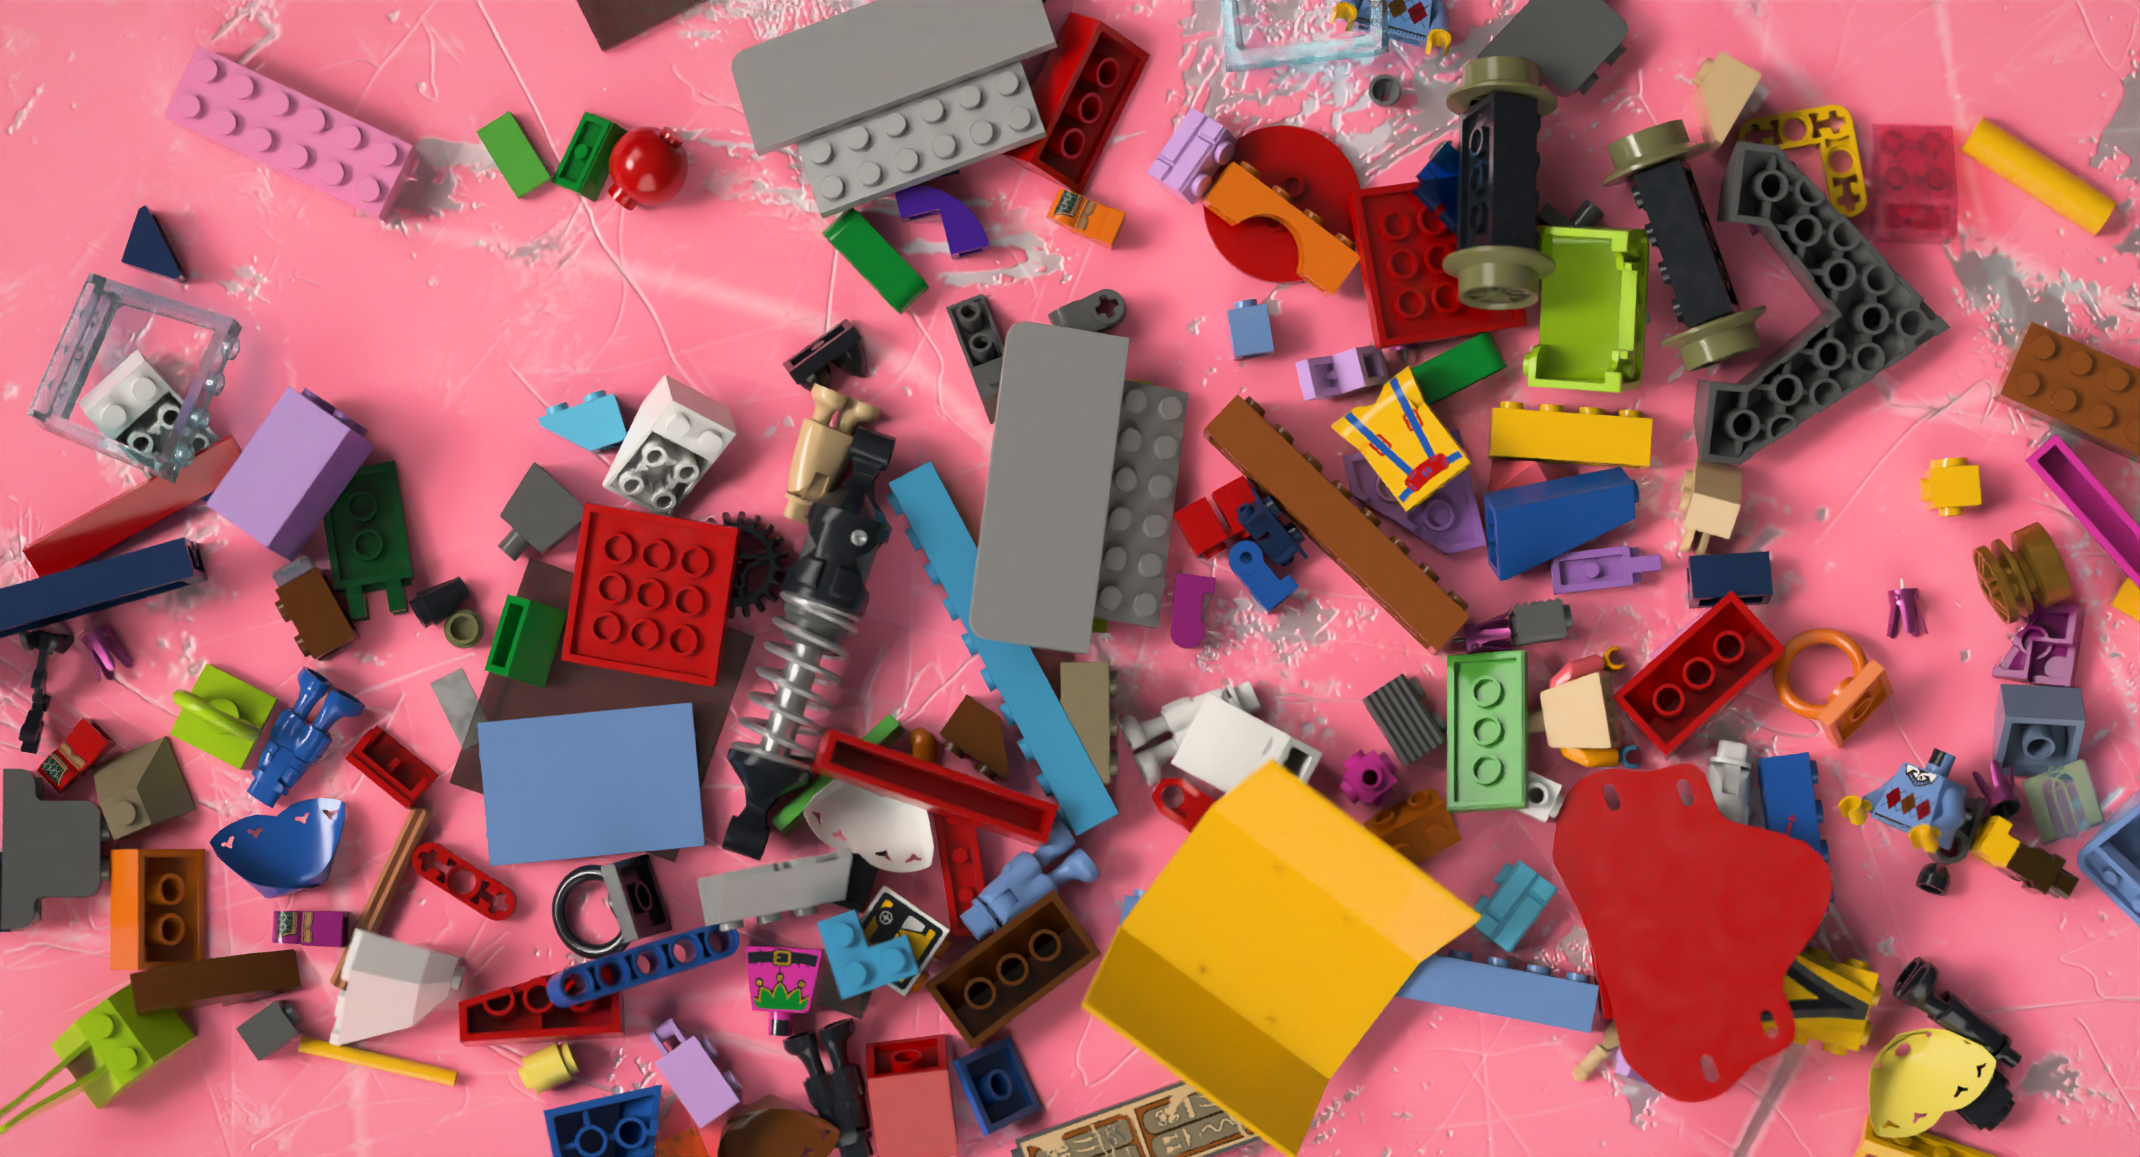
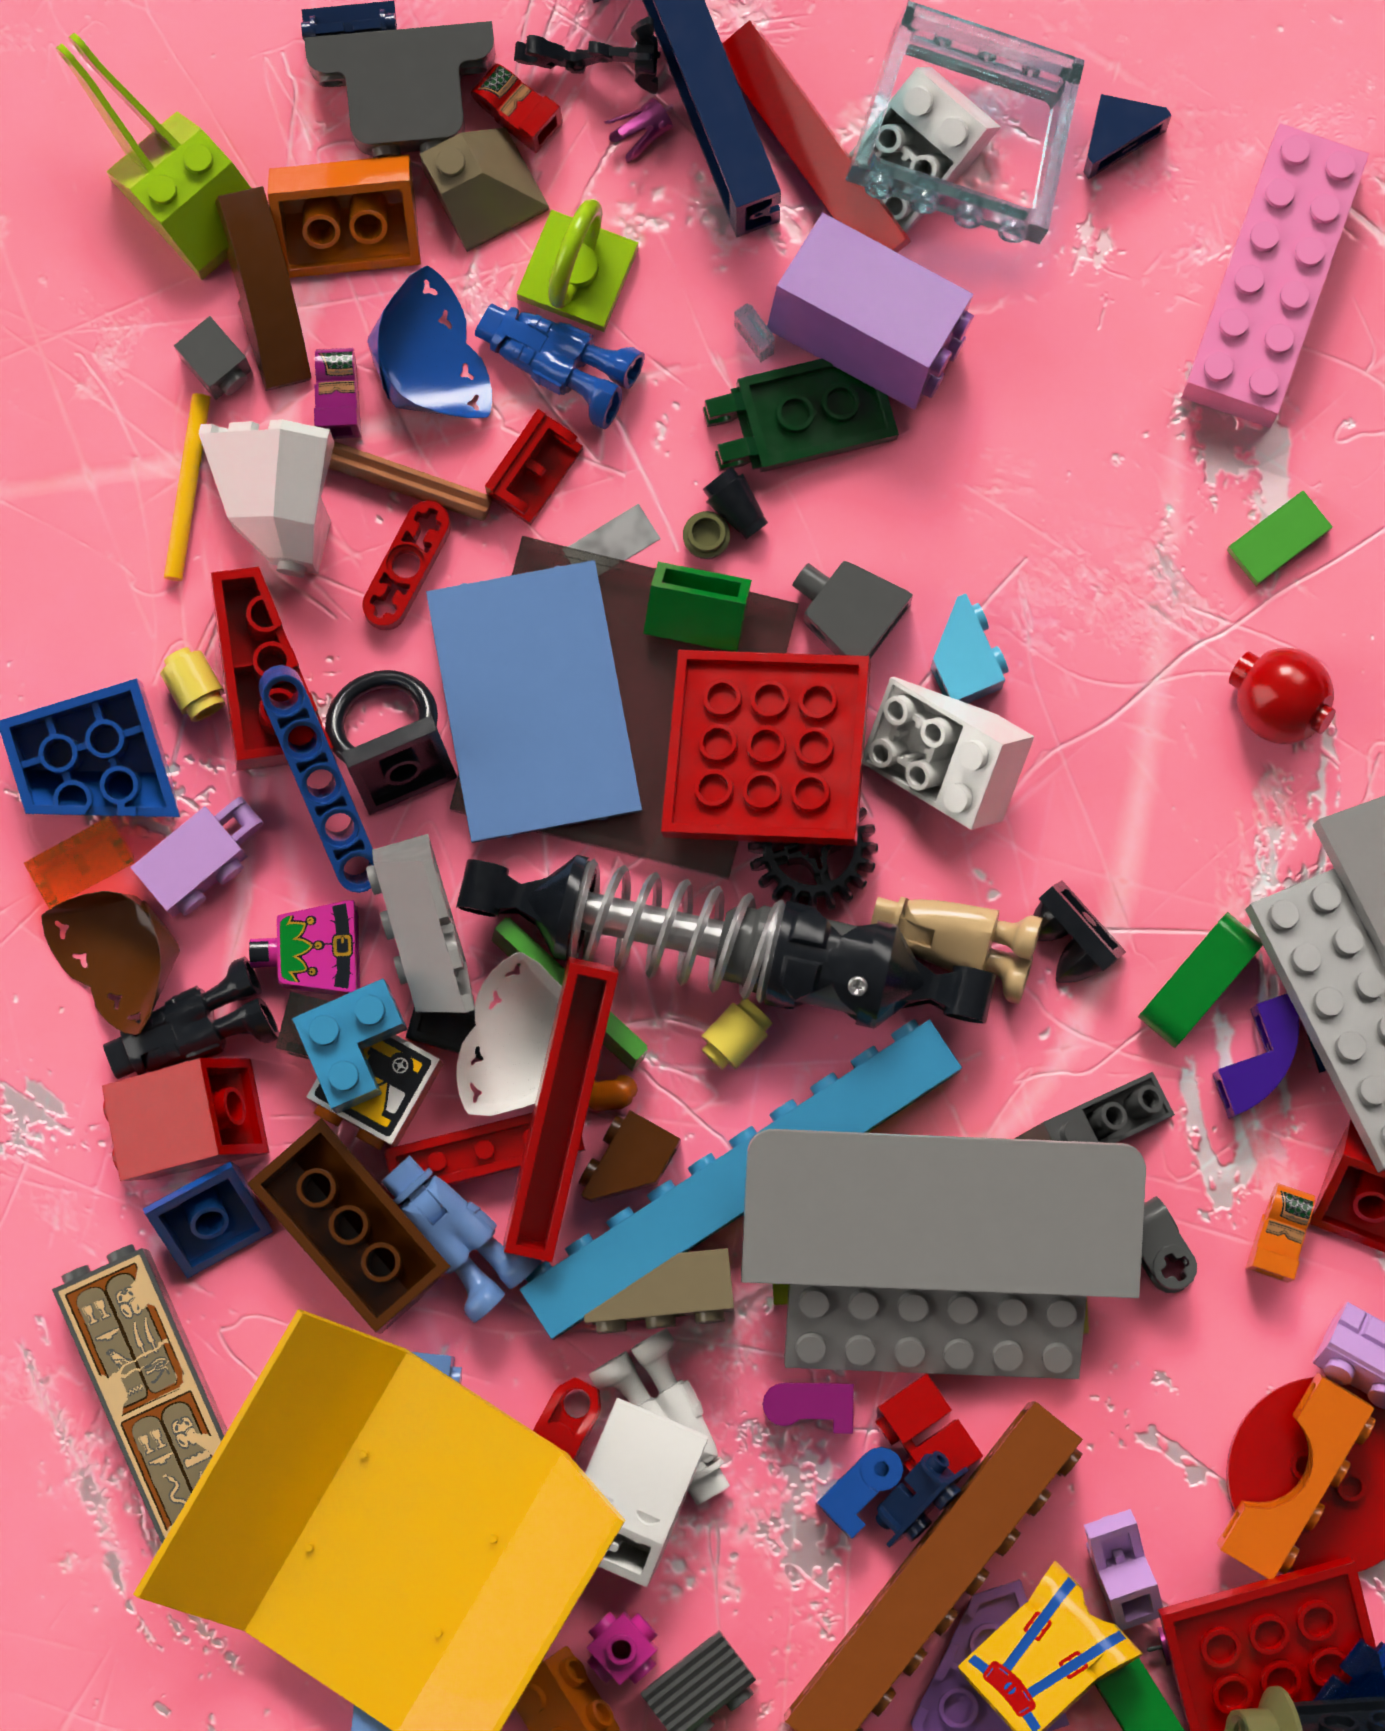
camera: 85 degrees right, 5 degrees down
(317, 614) = (706, 361): reddish brown brick -> none
(587, 157) = (1281, 622): green slope -> none
(884, 642) = (735, 1034): none -> light yellow brick
(1249, 330) = (1165, 1448): medium blue brick -> none

